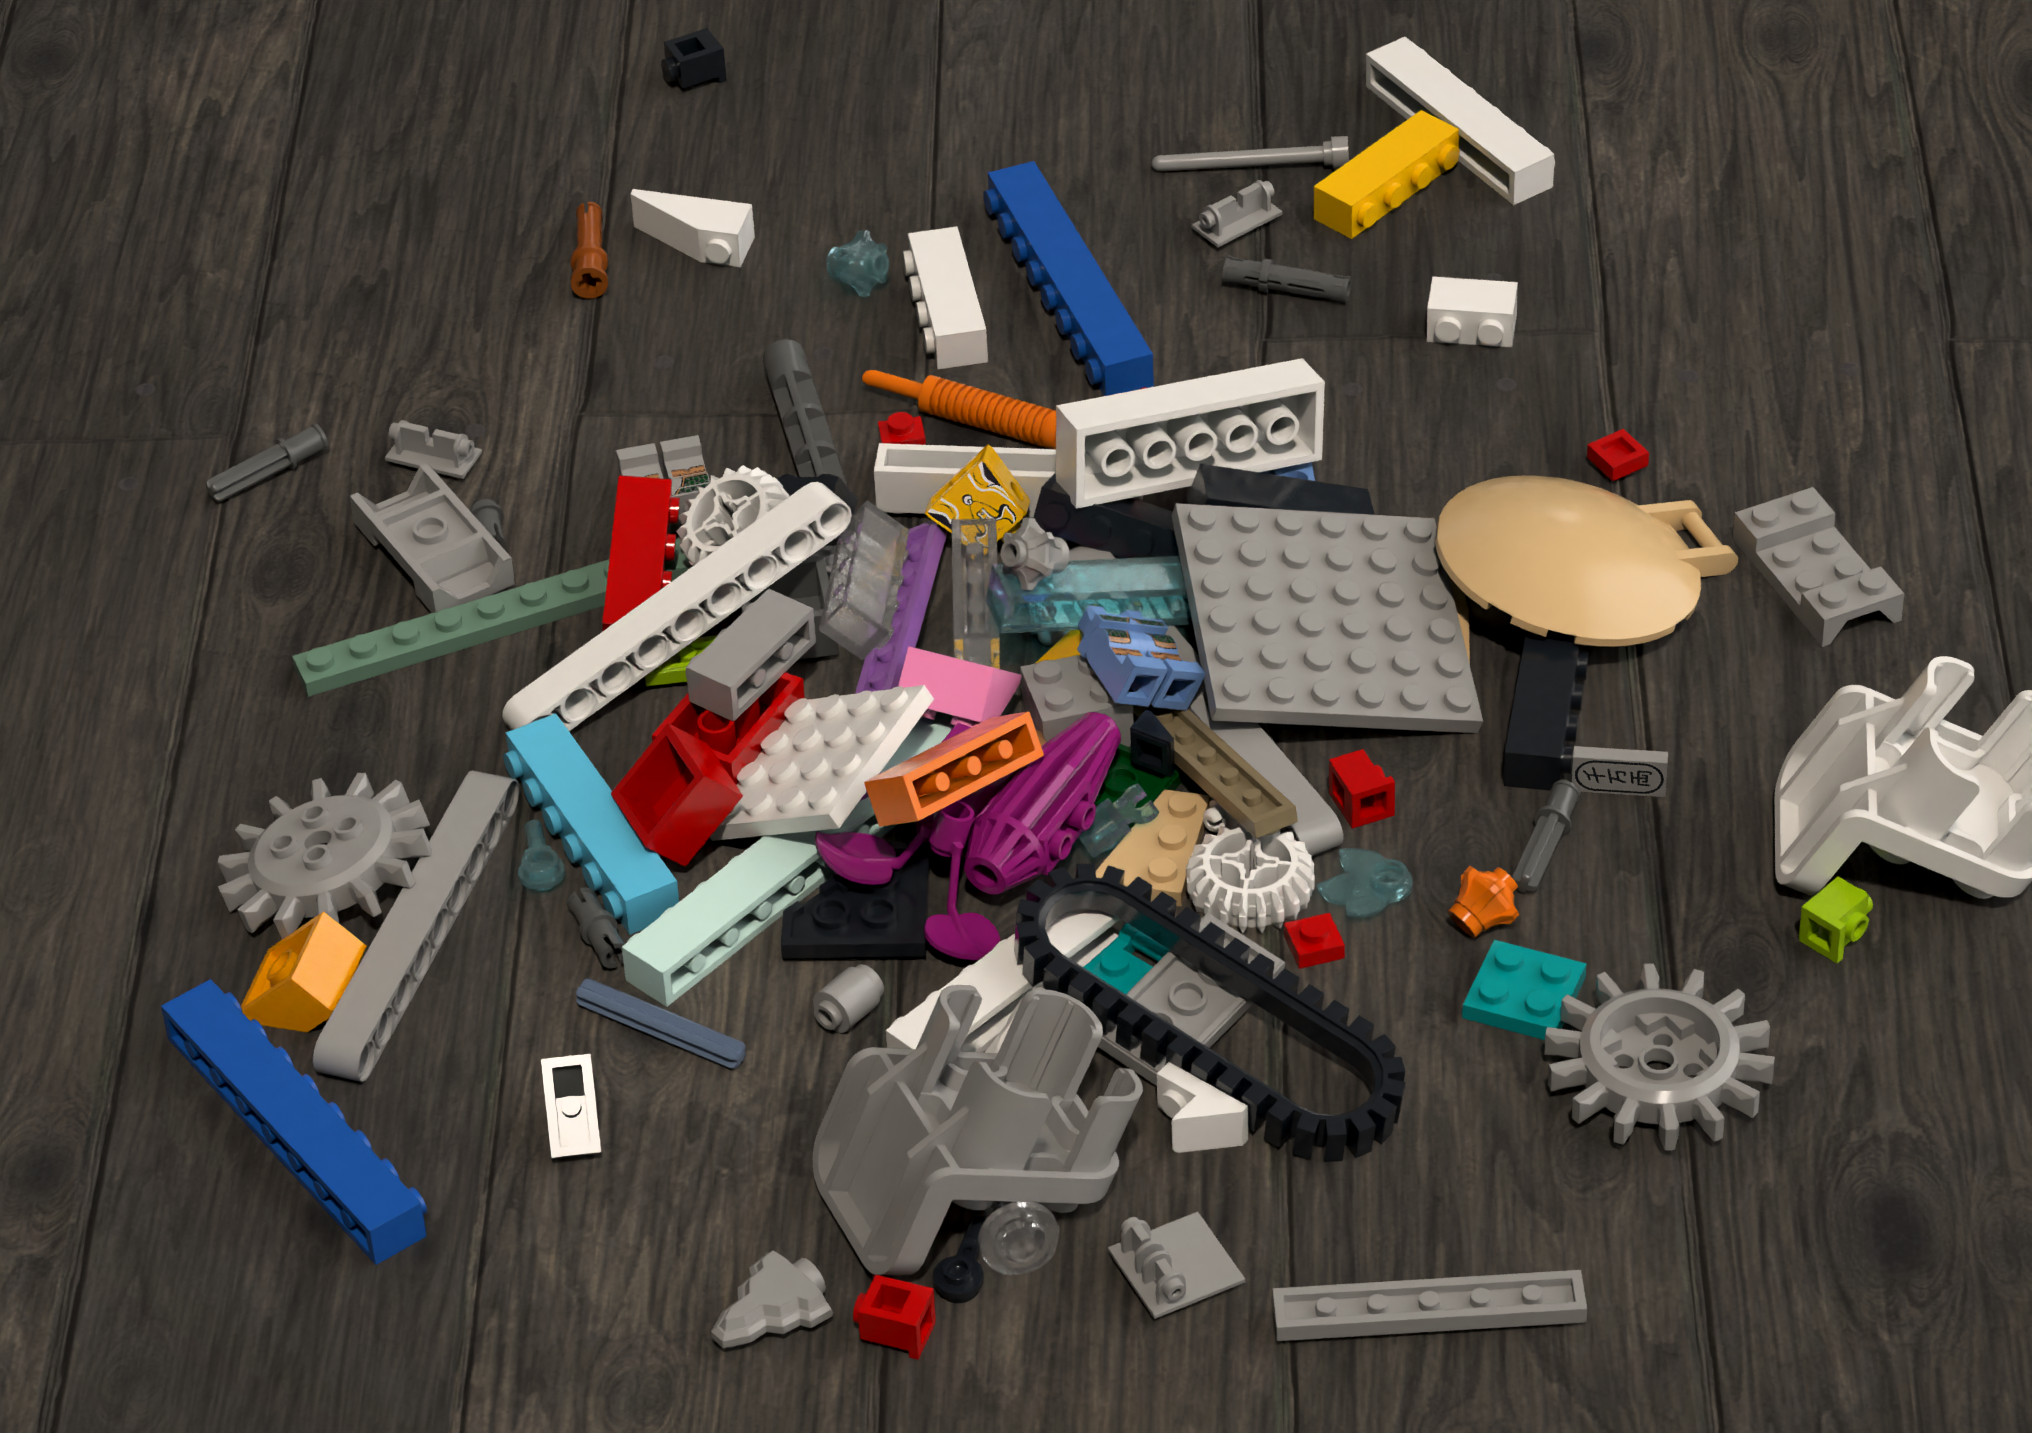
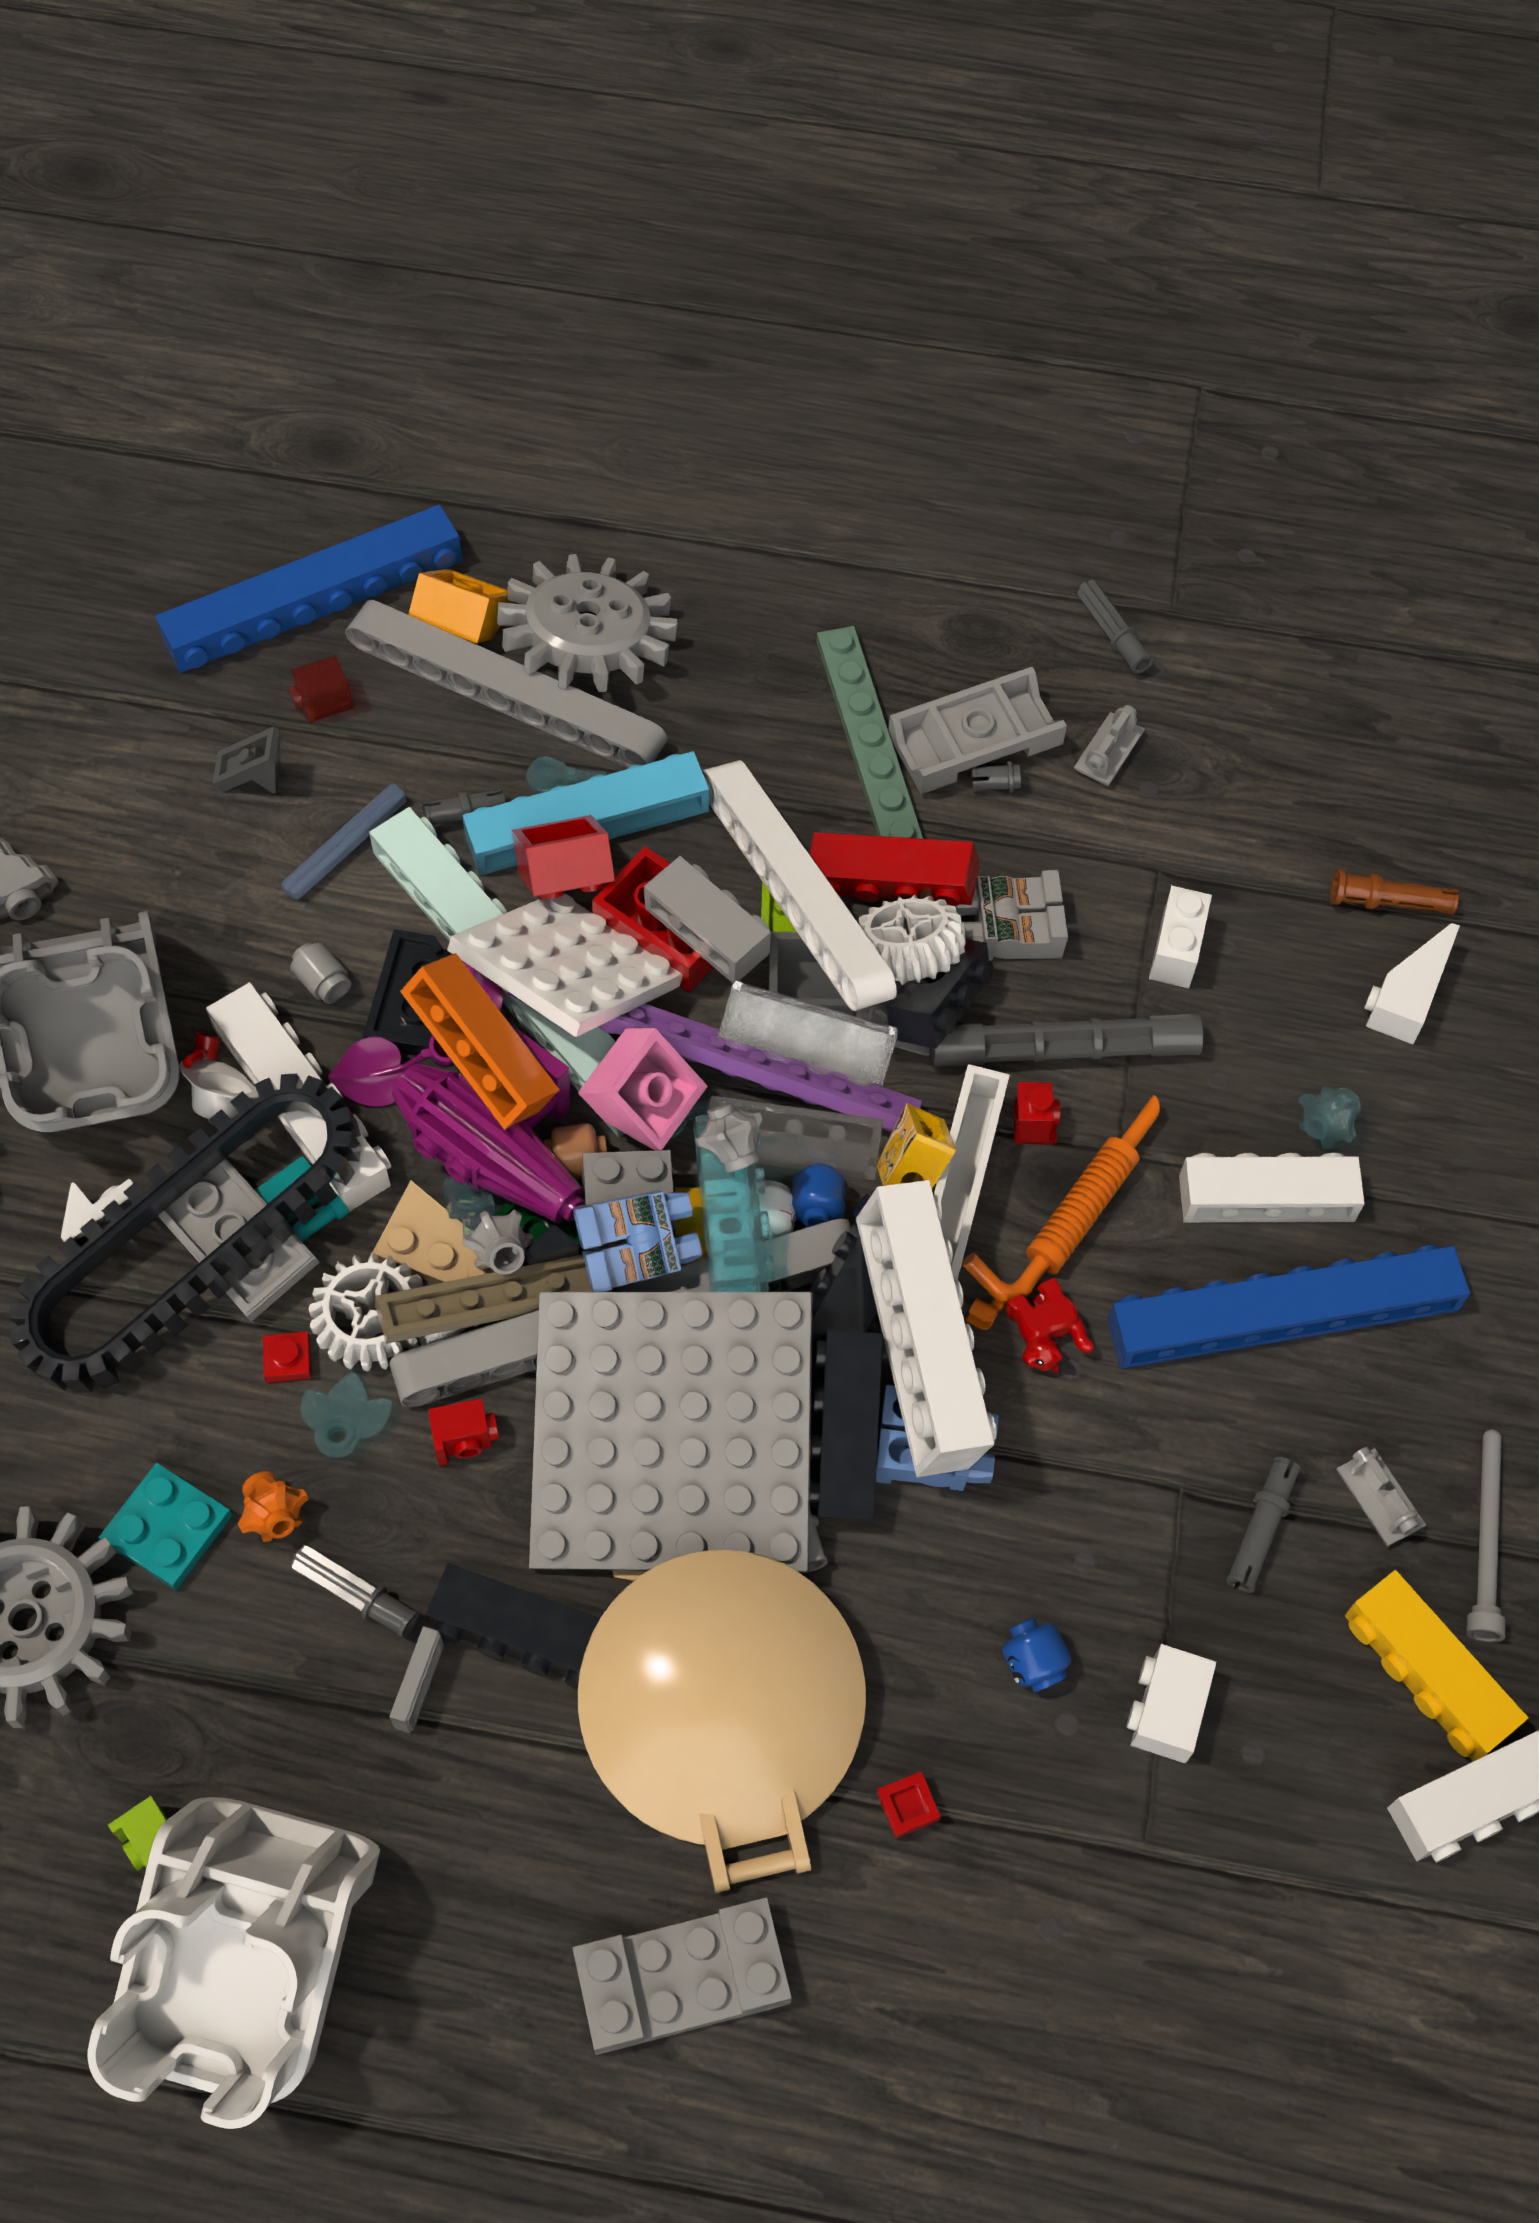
camera: 95 degrees right, 20 degrees up
(448, 1076) = (321, 689): none -> clear red brick
(673, 374) = (1180, 937): none -> white brick
(1163, 760) = (499, 1243): none -> light grey rock
(1456, 391) = (1036, 1654): none -> blue head

